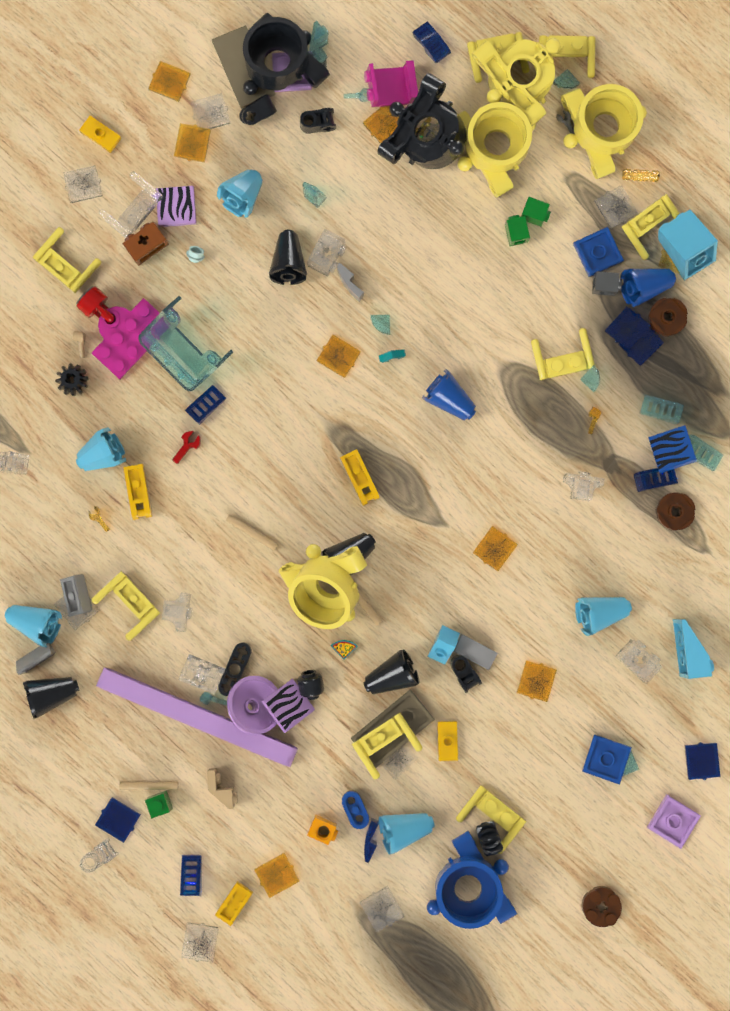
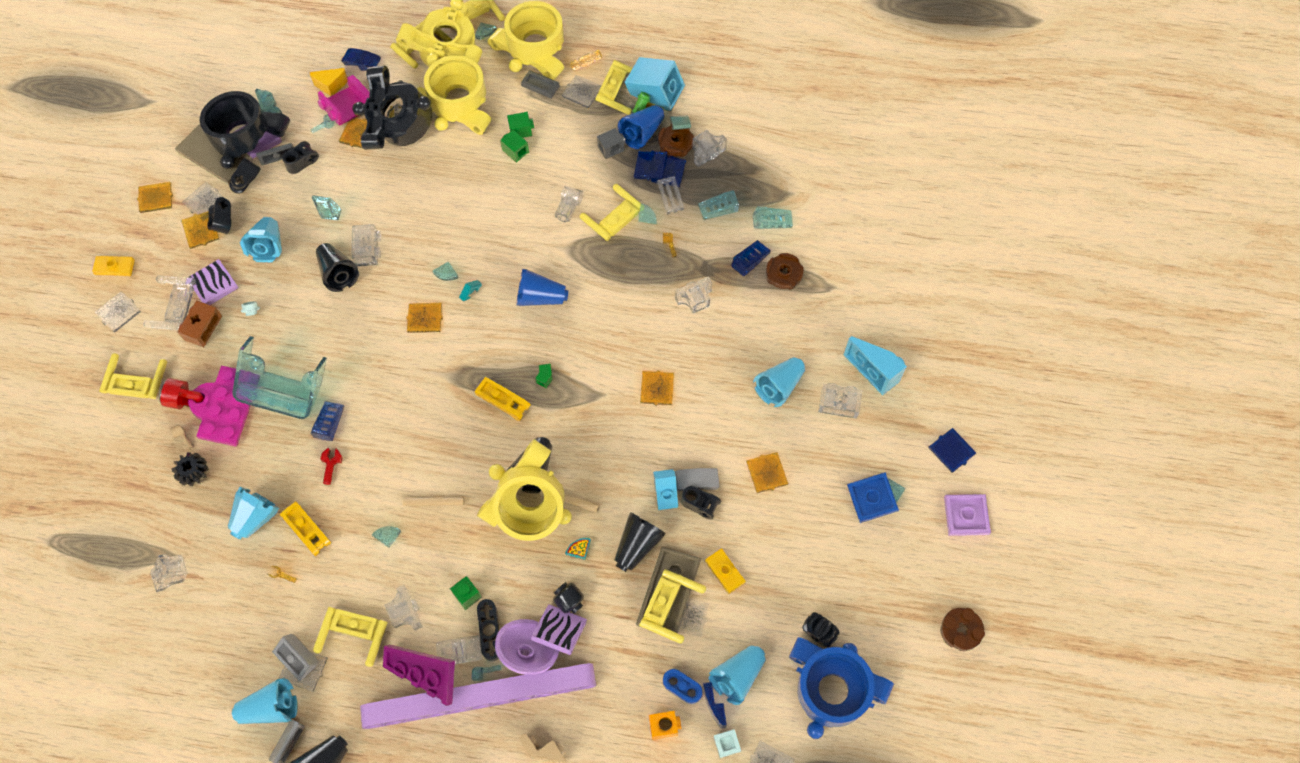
camera: 30 degrees left, 20 degrees down
(164, 673) = (422, 670): none -> magenta wing
(198, 538) = (386, 535): none -> clear light blue tile
(214, 143) = (220, 216): none -> black piece
(233, 629) = (465, 593): none -> green brick
(298, 102) = (274, 154): none -> dark grey slope
(347, 278) = (393, 253): light grey slope -> none
(361, 874) = (727, 743): none -> light aqua plate
(389, 50) = (329, 80): none -> yellow slope
(408, 478) = (544, 376): none -> green piece
(496, 811) = (807, 603): light yellow plate -> none
(533, 319) = (570, 199): none -> clear piece
(566, 121) = (501, 51): dark grey hand -> none
(581, 174) = (540, 84): none -> dark grey tile
(598, 251) = (588, 126): blue tile -> none
(618, 369) = (674, 208): none -> clear tile
(664, 257) = (643, 99): none -> bright green pin
(672, 449) = (748, 225): blue tile -> none
(682, 303) = (680, 122): none -> sand green slope
(691, 344) = (708, 147): none -> clear brick

